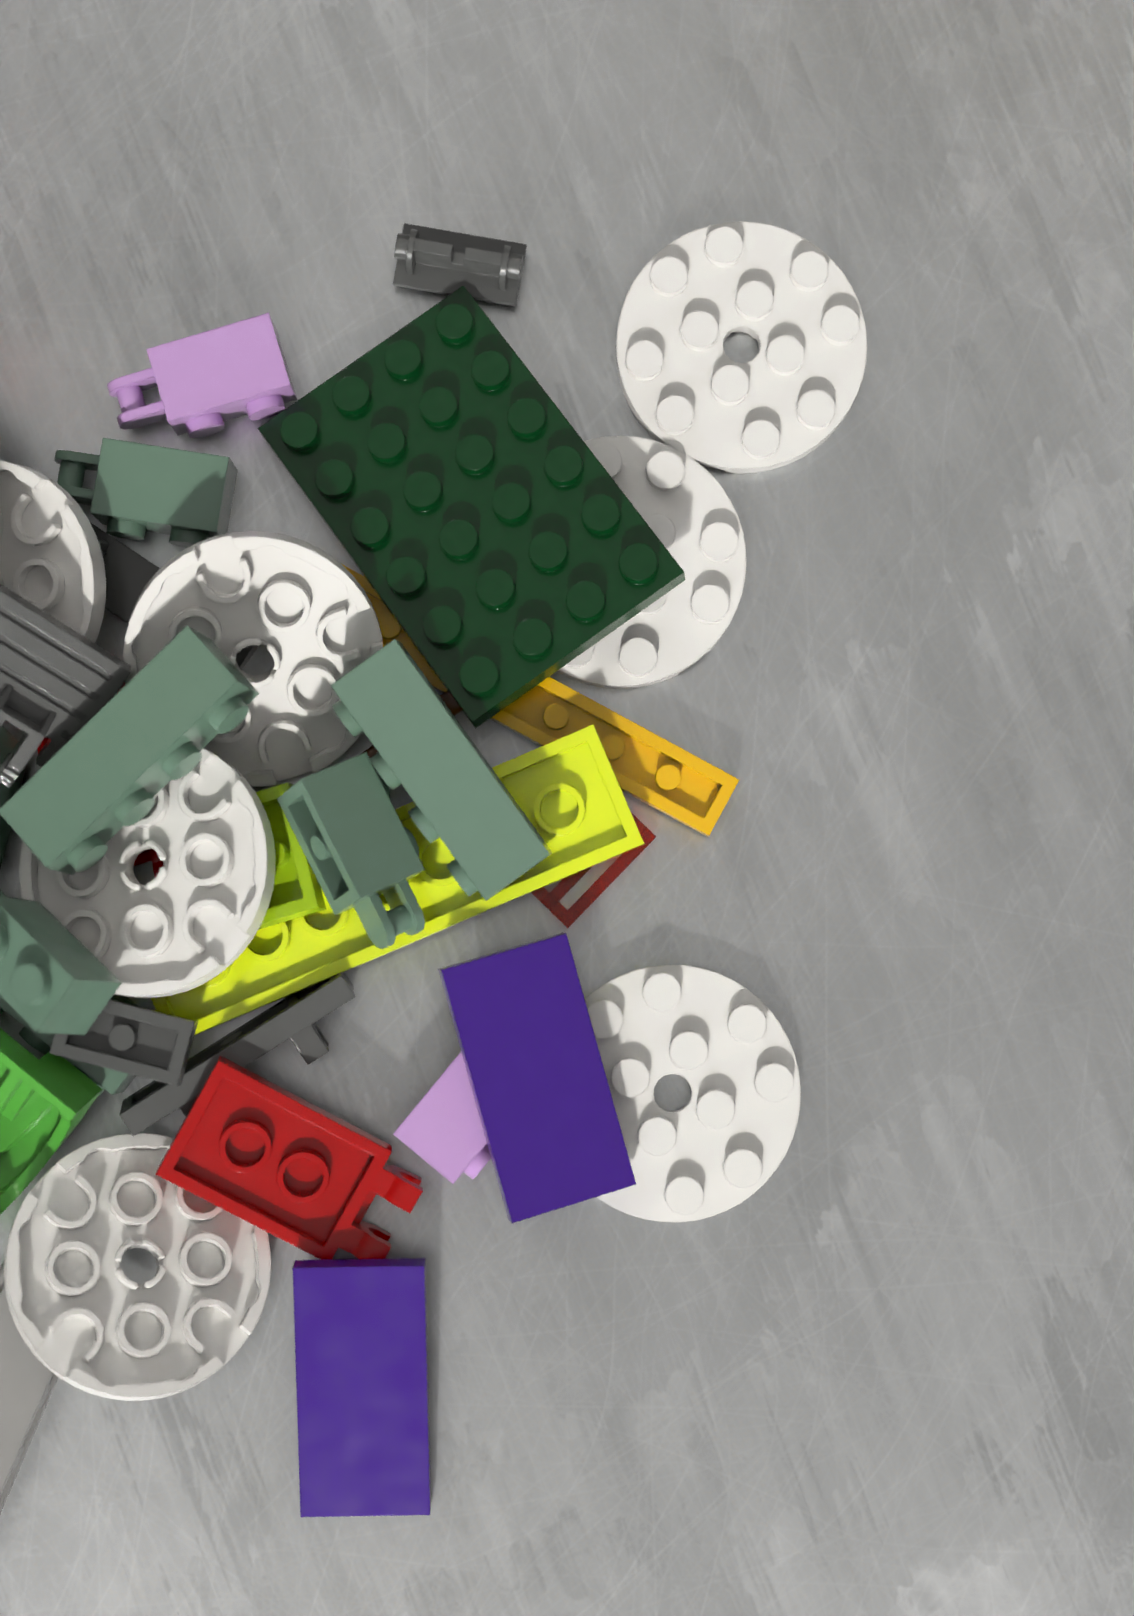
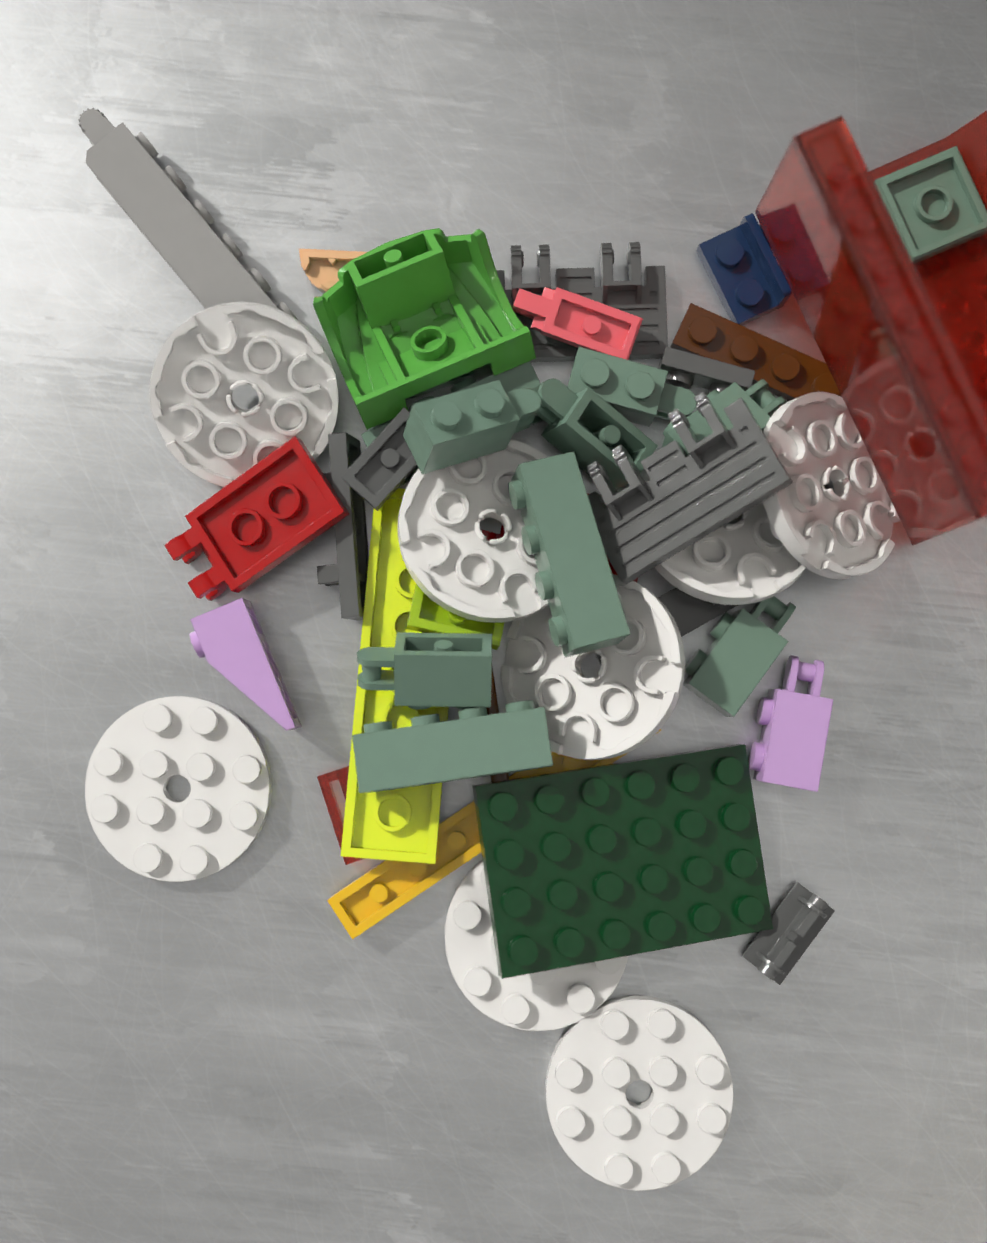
camera: 120 degrees right, 0 degrees up
(362, 1387) = (99, 498): dark purple tile -> none
(537, 1077) = (227, 708): dark purple tile -> none

